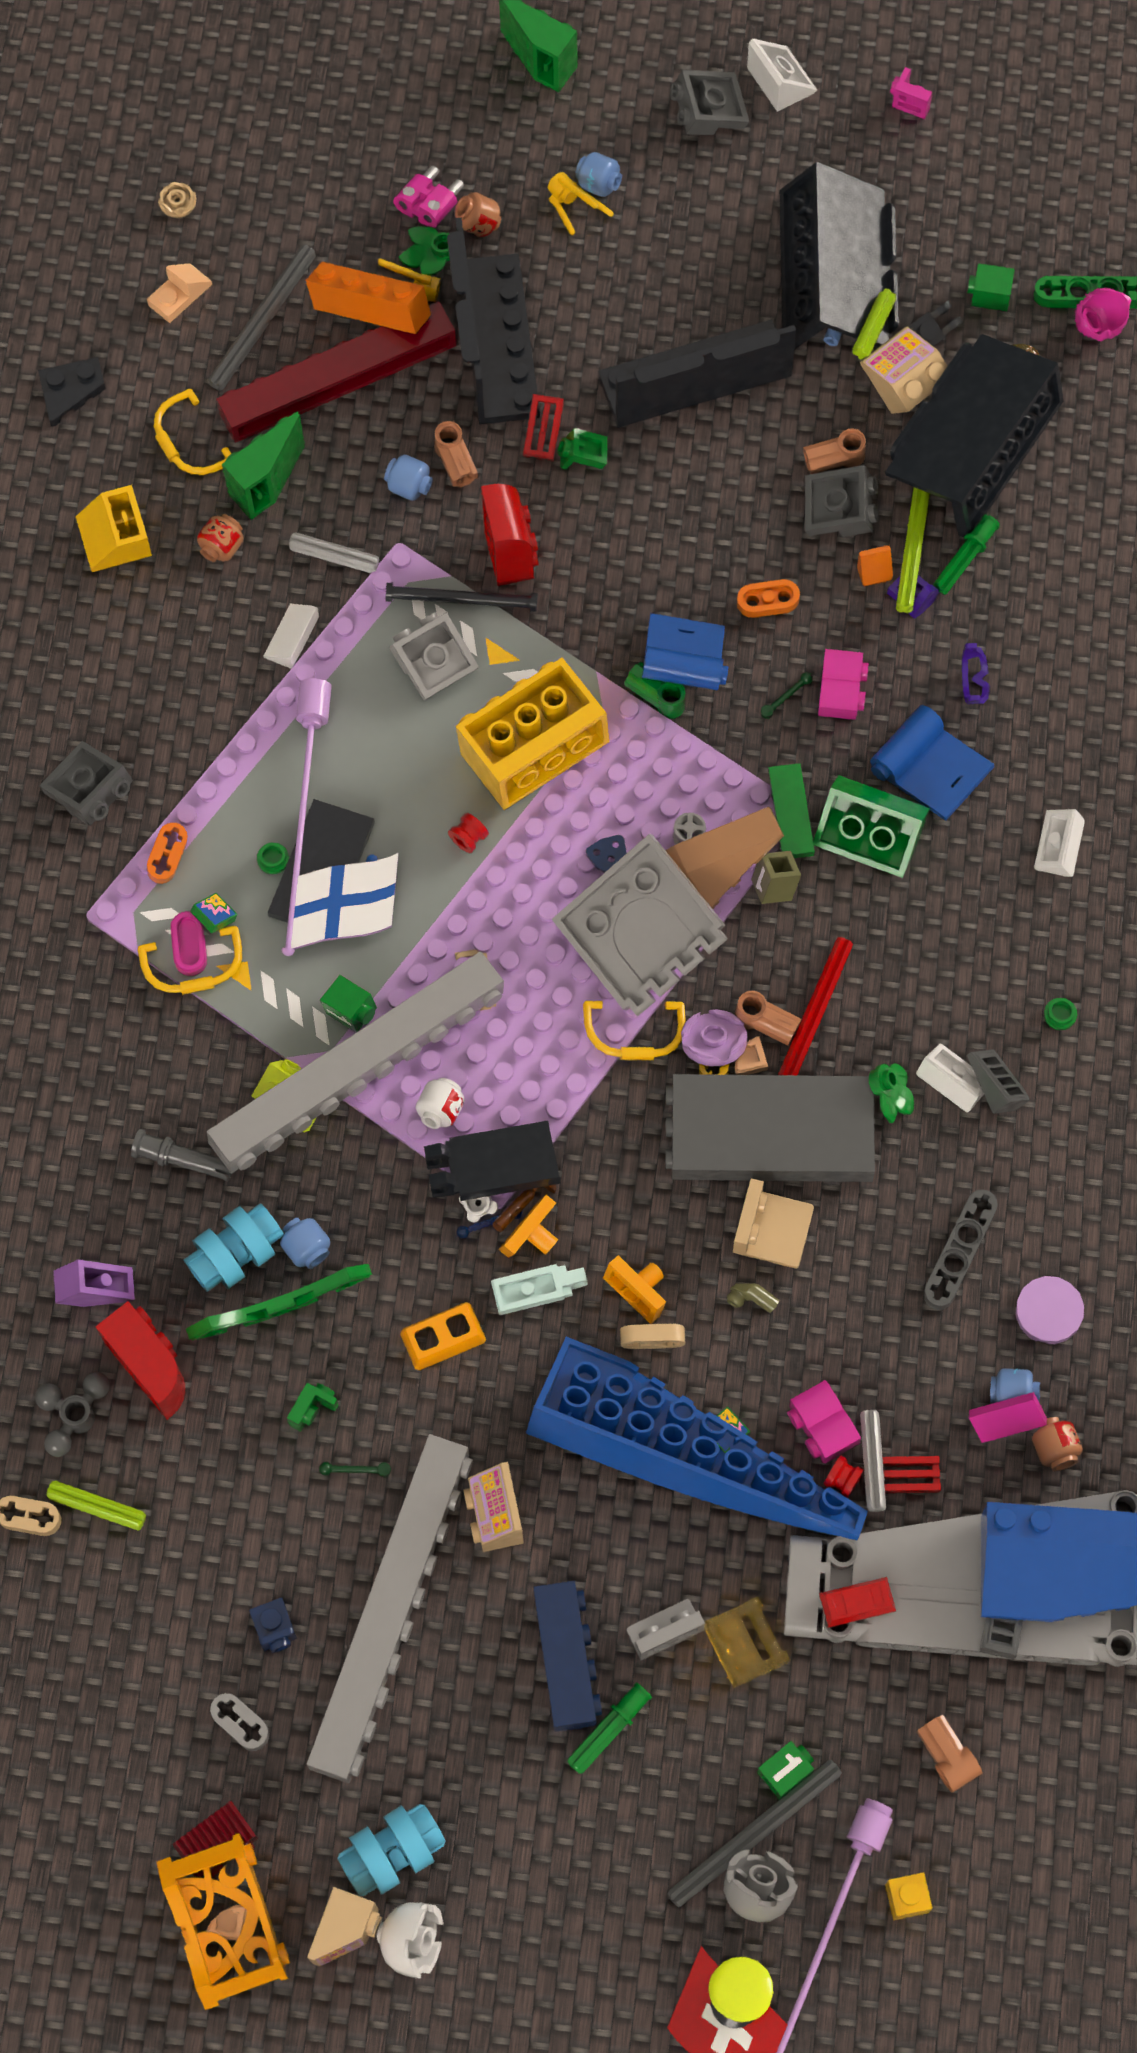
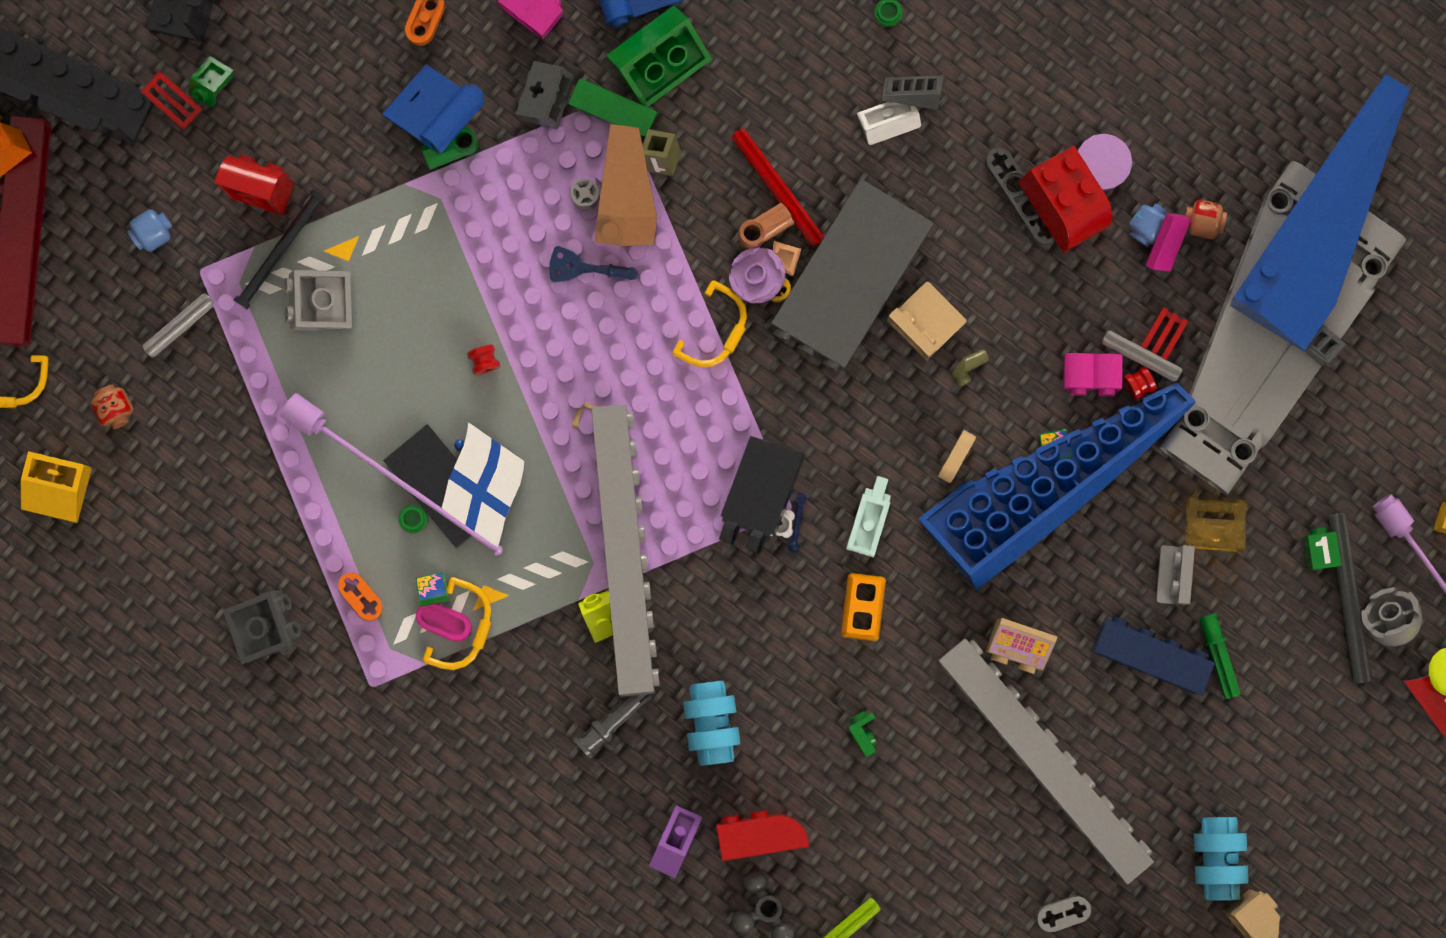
camera: 60 degrees left, 15 degrees up
(262, 468) = (77, 346): green slope -> none
(273, 1625) = (1008, 851): dark blue bracket -> none
(280, 1305) = (773, 713): green tile -> none
(292, 634) = (228, 398): white slope -> none
(305, 1242) = (736, 667): medium blue head -> none
(348, 1004) = (570, 529): green brick -> none
(383, 1469) = (938, 708): dark green hinge -> none
(409, 1938) = (1288, 880): white cylinder -> none
(440, 1103) = (690, 507): white head -> none
(455, 454) = (154, 183): nougat piece -> none
(516, 1207) = (802, 502): reddish brown piece -> none
(532, 733) = (453, 268): yellow brick -> none
(532, 1230) = (824, 497): light orange tile -> none
(637, 1288) = (913, 445): light orange tile -> none
(641, 926) = (645, 276): light grey hinge -> none
(763, 743) = (545, 94): none -> dark grey brick
(767, 710) = (516, 75): dark green hinge -> none
(857, 1602) = (1239, 430): red tile -> none
(890, 1084) = (874, 171): green plate -> none
(953, 1761) = (1382, 431): nougat piece -> none
(986, 1291) = (1068, 199): none -> red brick

